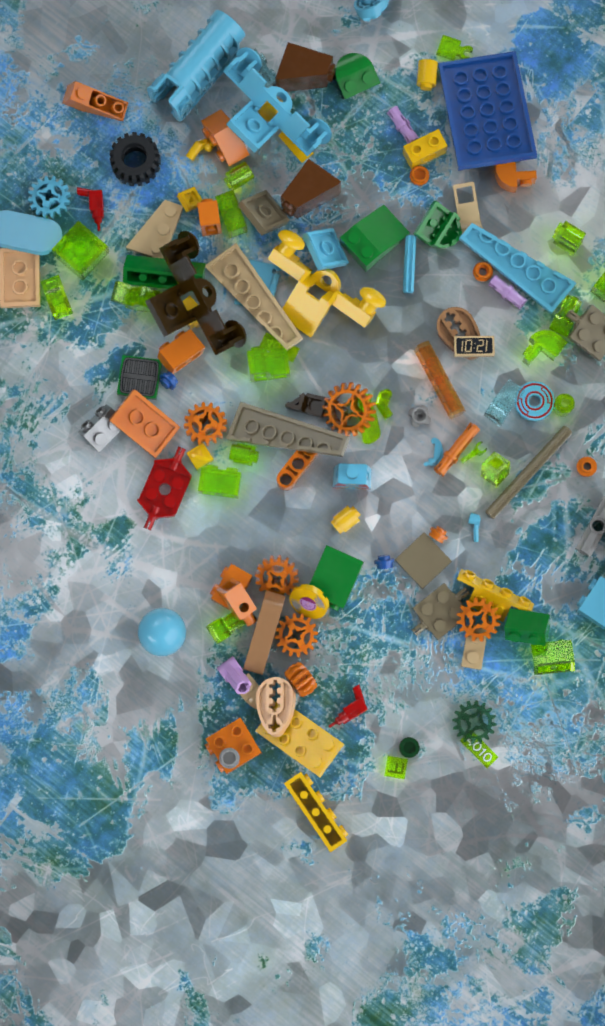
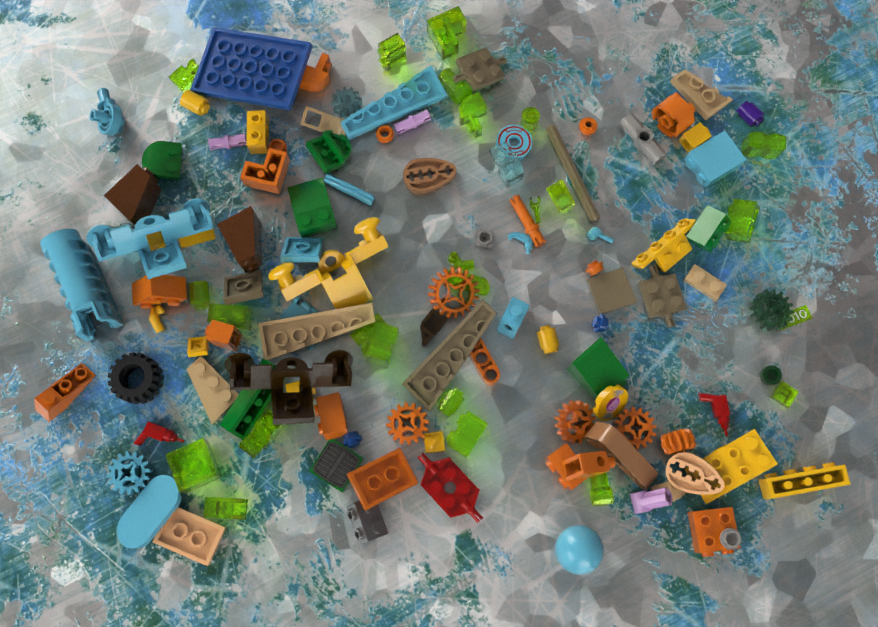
camera: 70 degrees left, 5 degrees down
(386, 183) = (267, 176): none -> orange brick
(439, 380) = (461, 208): clear orange brick -> none
(471, 613) = (690, 272): orange gear -> none
(474, 346) = (446, 166): tile -> none
(503, 223) = (346, 102): none -> clear light blue gear

